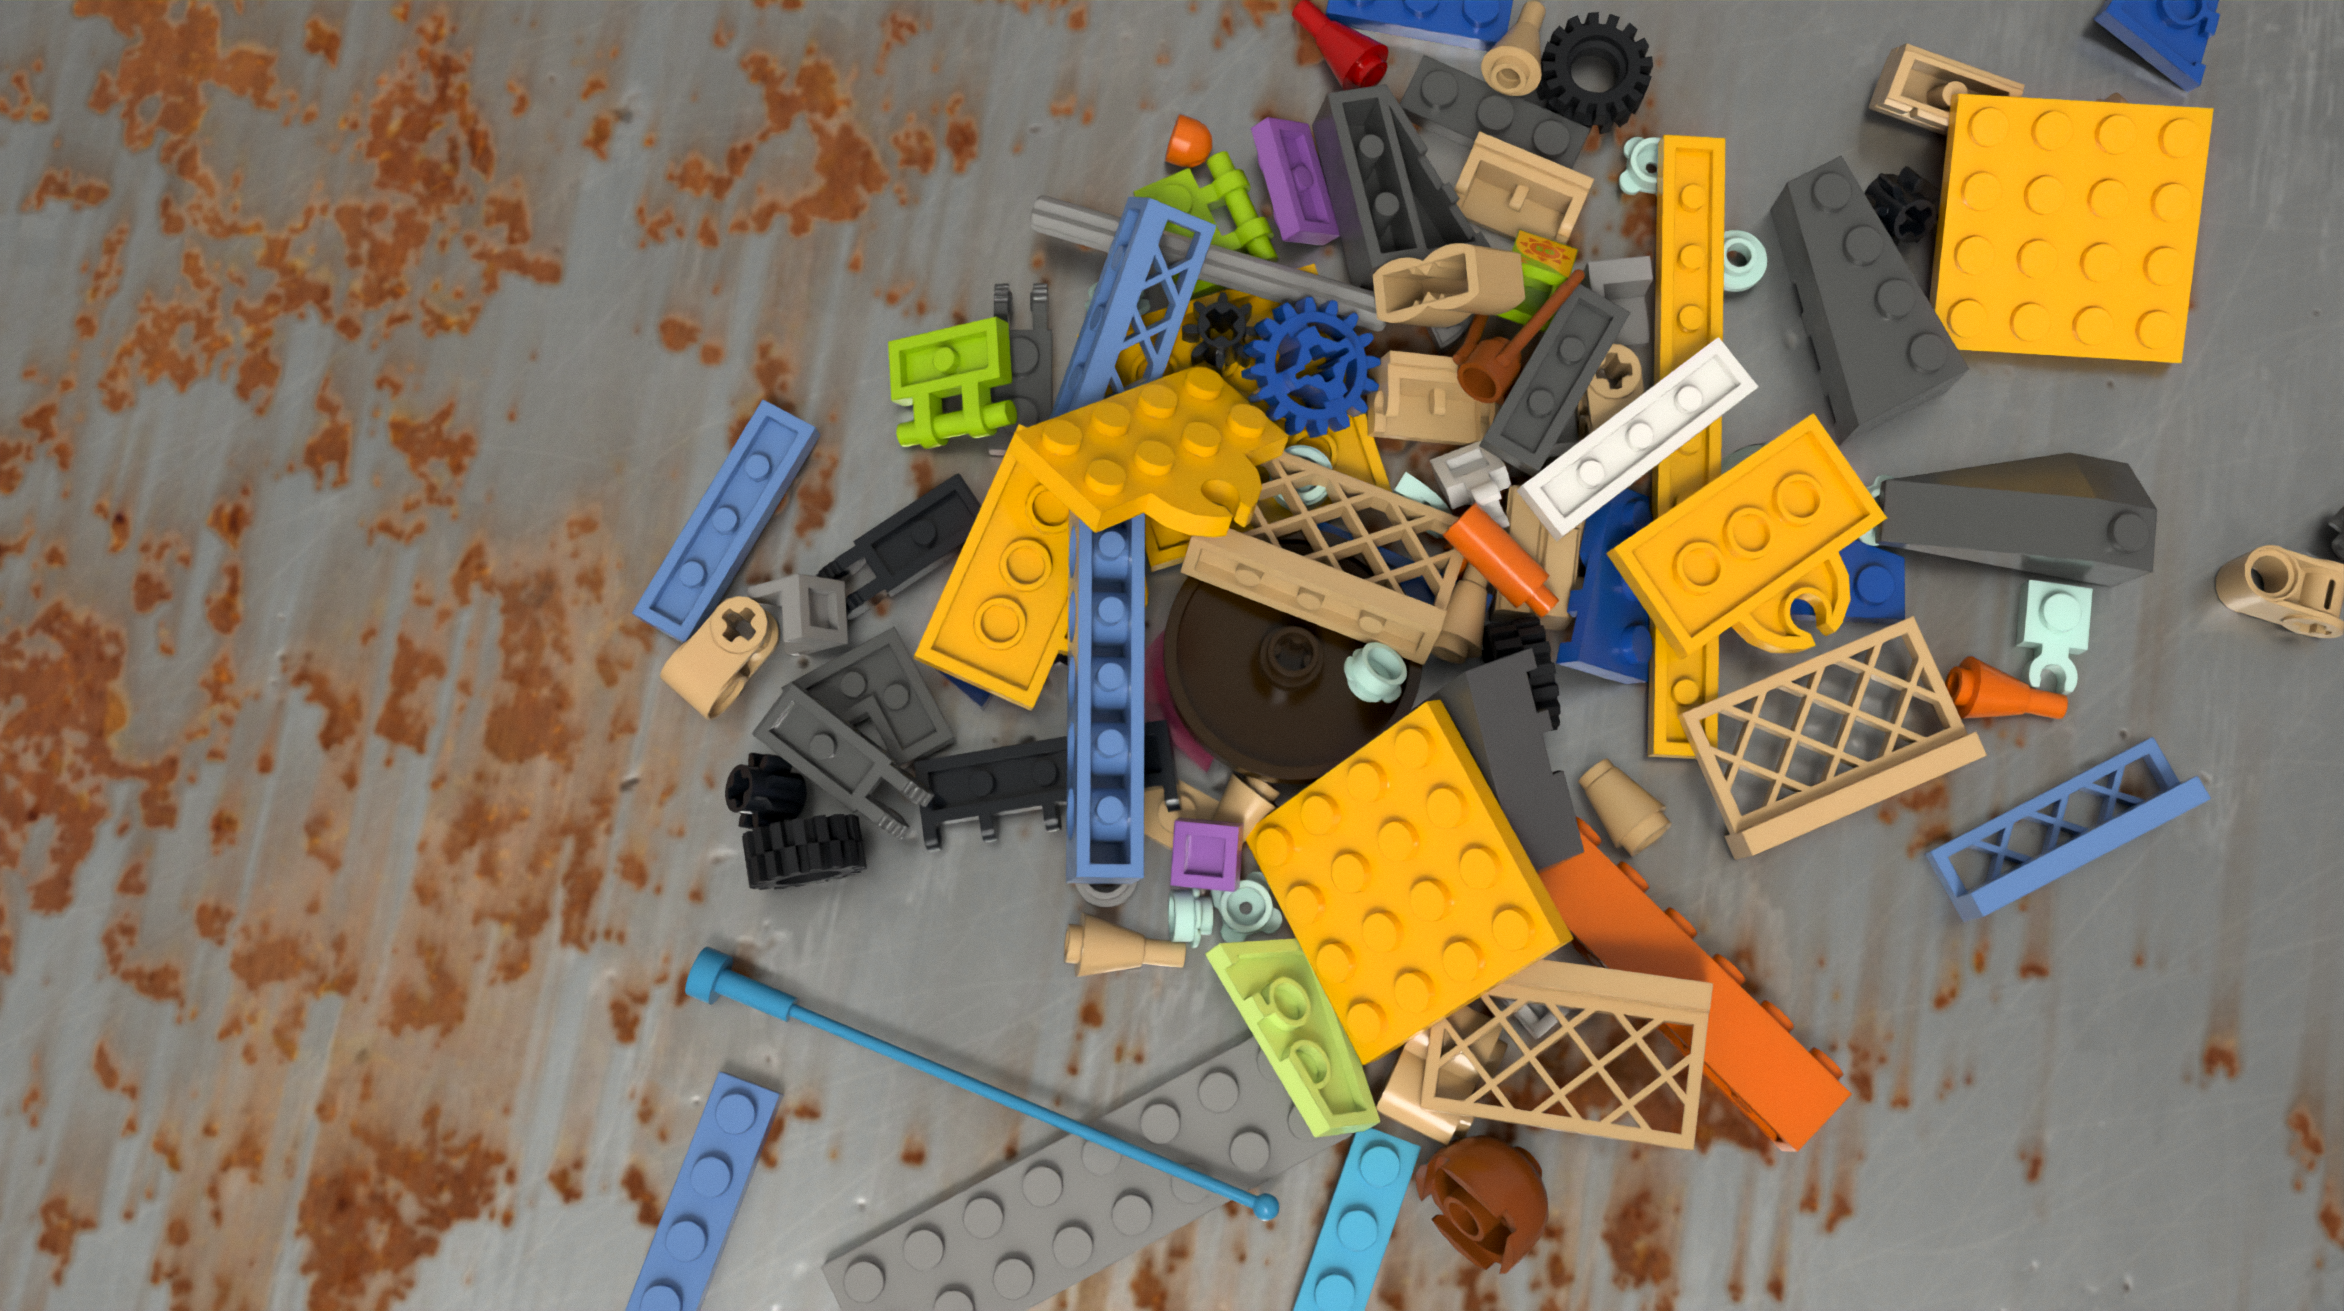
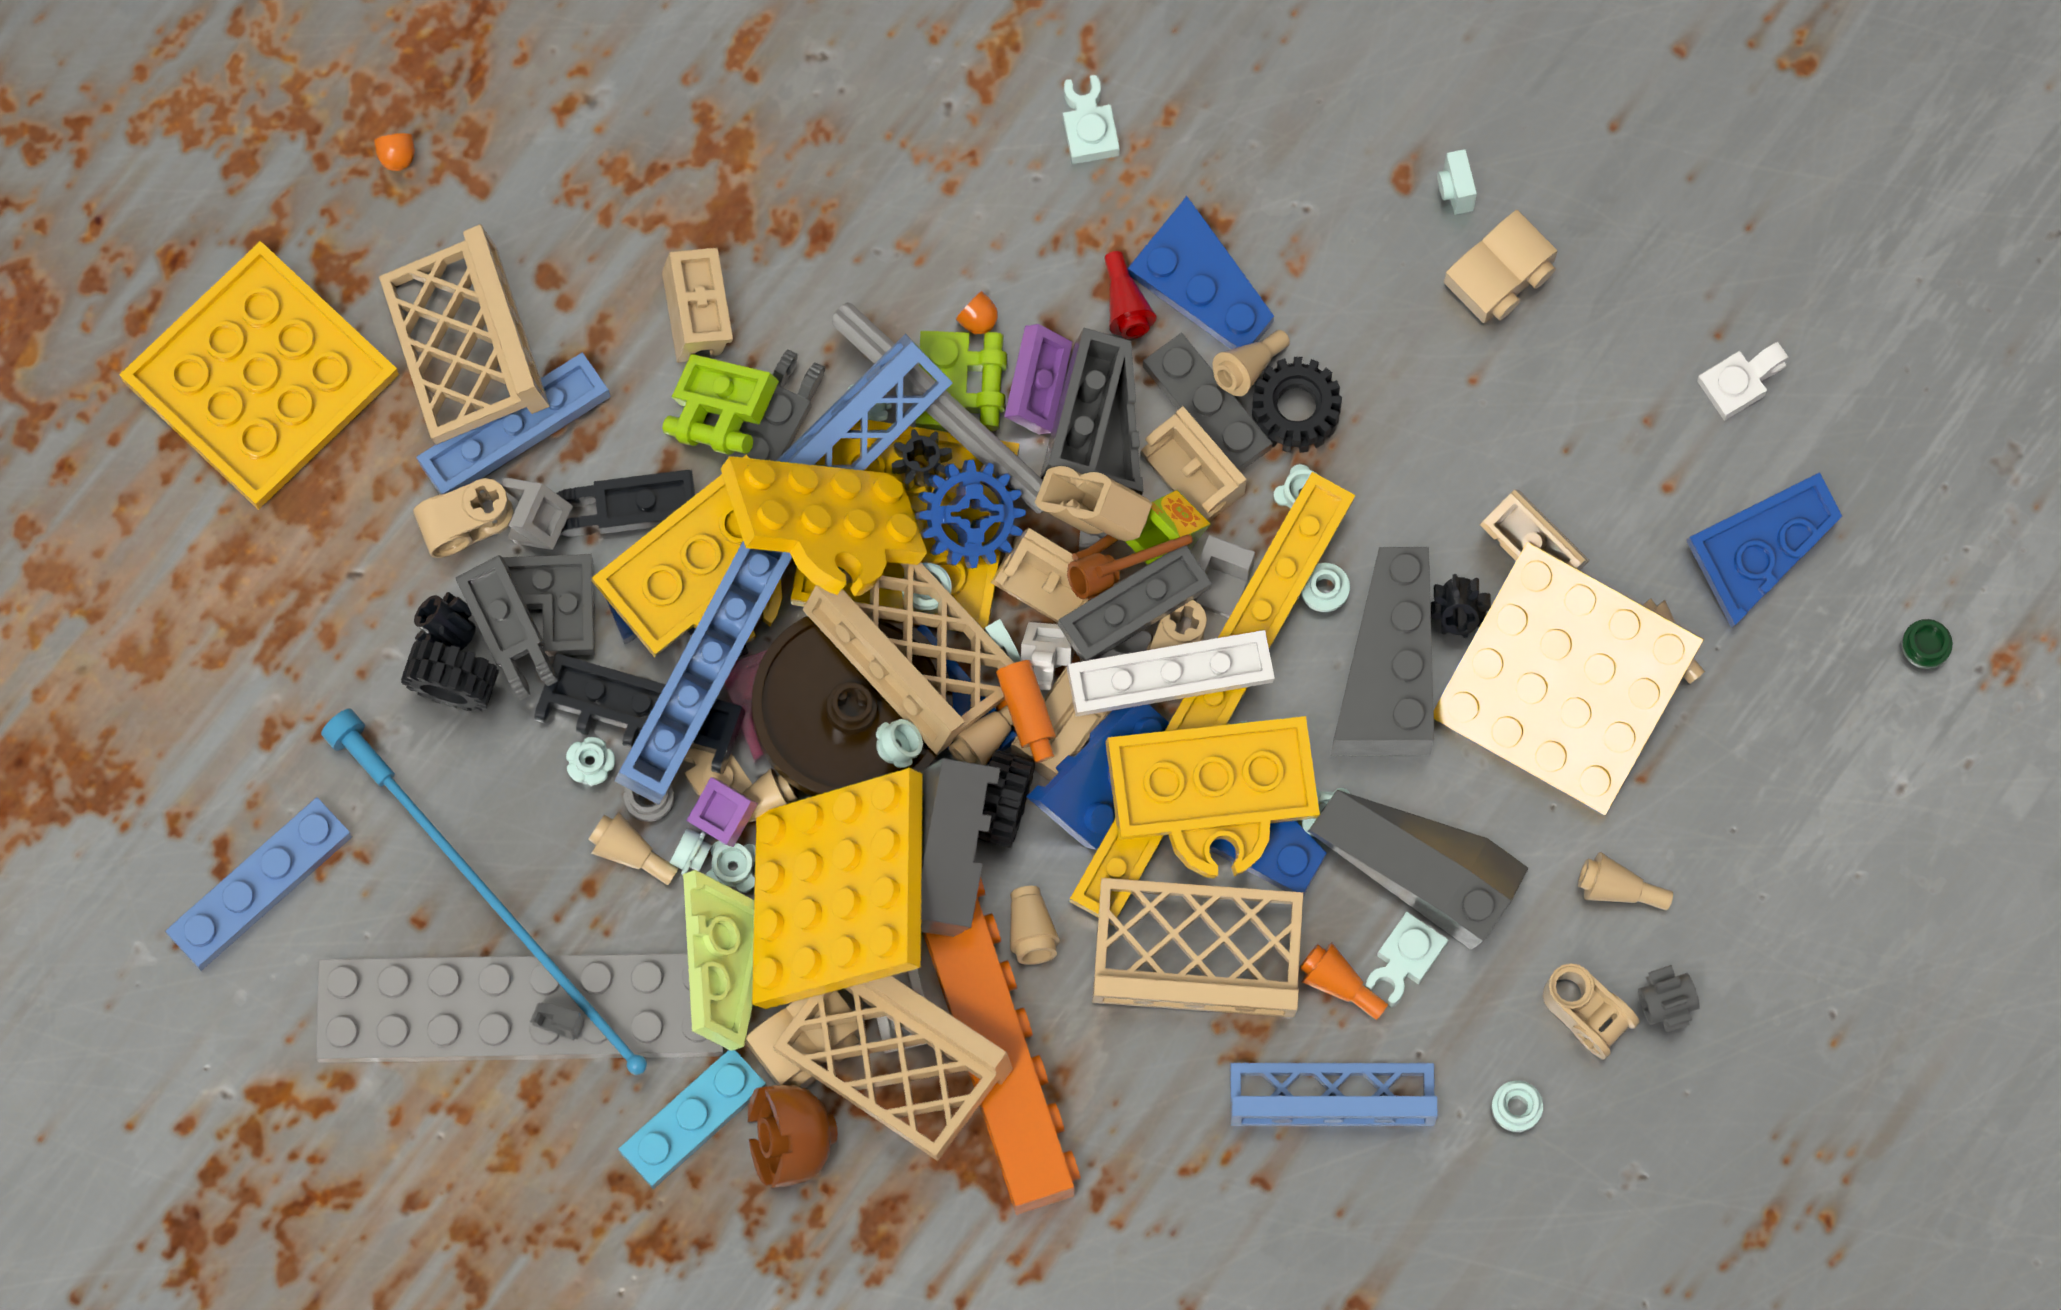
camera: 25 degrees right, 5 degrees down
(398, 607) = (259, 375): none -> yellow plate
(427, 273) = (395, 150): none -> orange hinge
(661, 420) = (504, 332): none -> tan fence
(864, 280) = (696, 302): none -> tan hinge
(1017, 850) = (594, 773): none -> light aqua plate
(1144, 1203) = (558, 1020): none -> dark grey tile
(2227, 434) = (1609, 881): none -> tan cone
(2288, 734) = (1524, 1092): none -> light aqua plate

